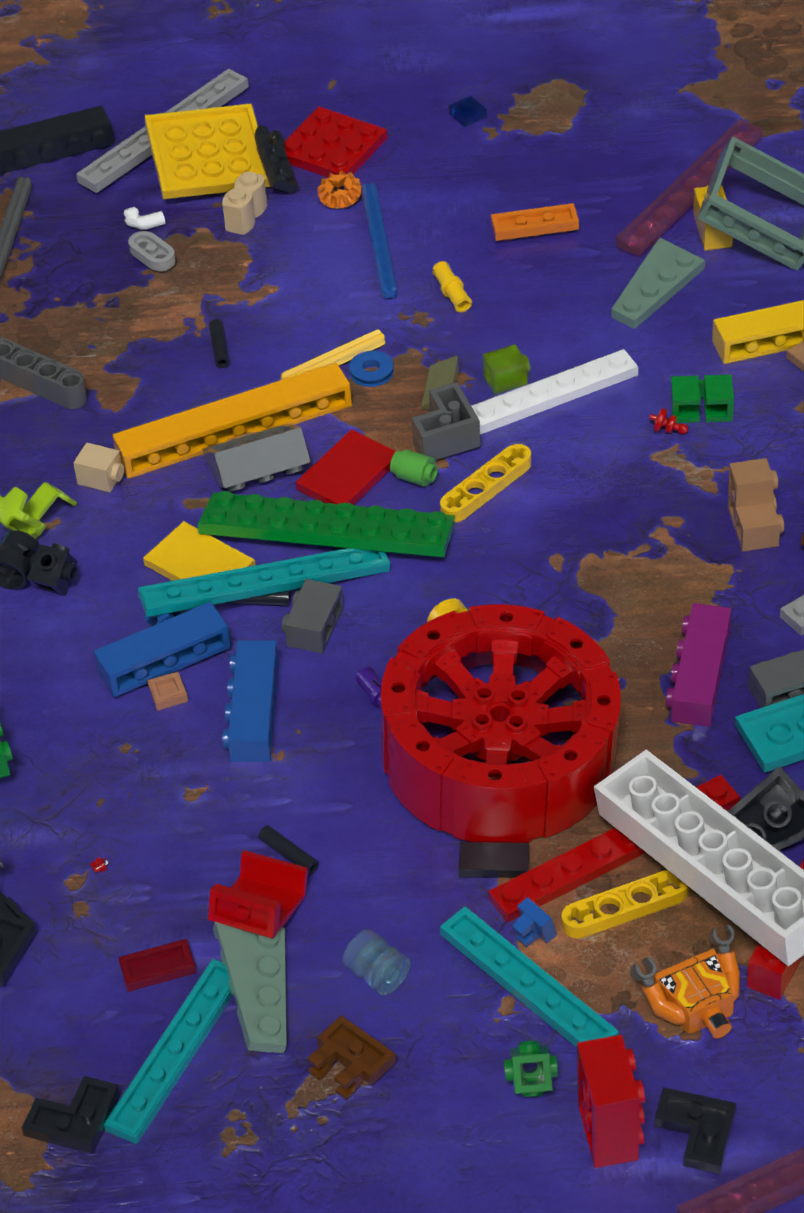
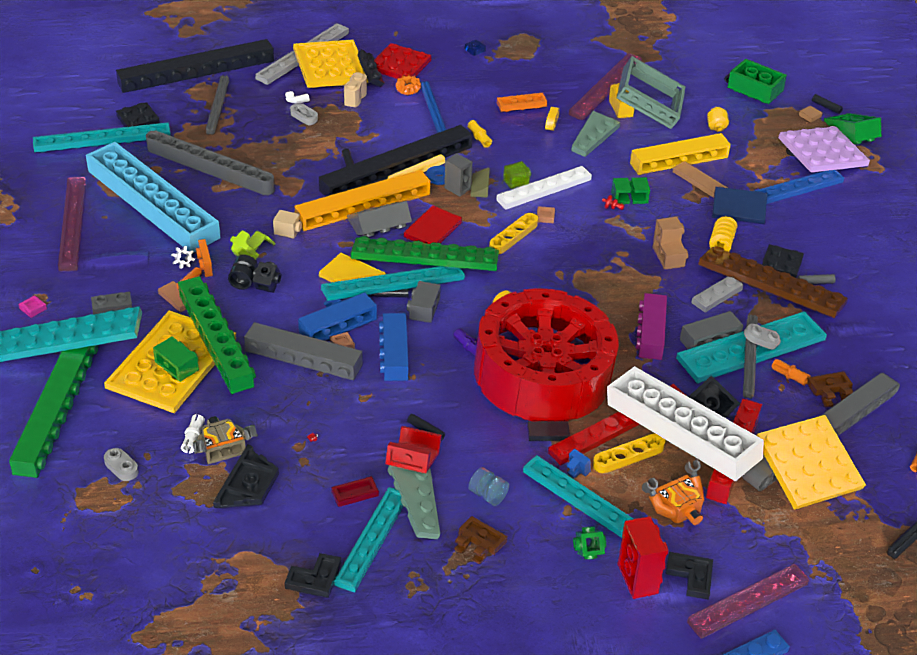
camera: 10 degrees left, 5 degrees down
(100, 708) = (303, 351): none -> dark grey brick
(280, 350) = (385, 164): none -> black brick
(400, 371) = (458, 174): none -> dark grey brick
(414, 467) = (472, 224): bright green brick -> none
(448, 426) = (489, 202): dark grey brick -> none
(547, 445) = (545, 214): none -> nougat tile
(584, 255) = (552, 118): none -> yellow beam

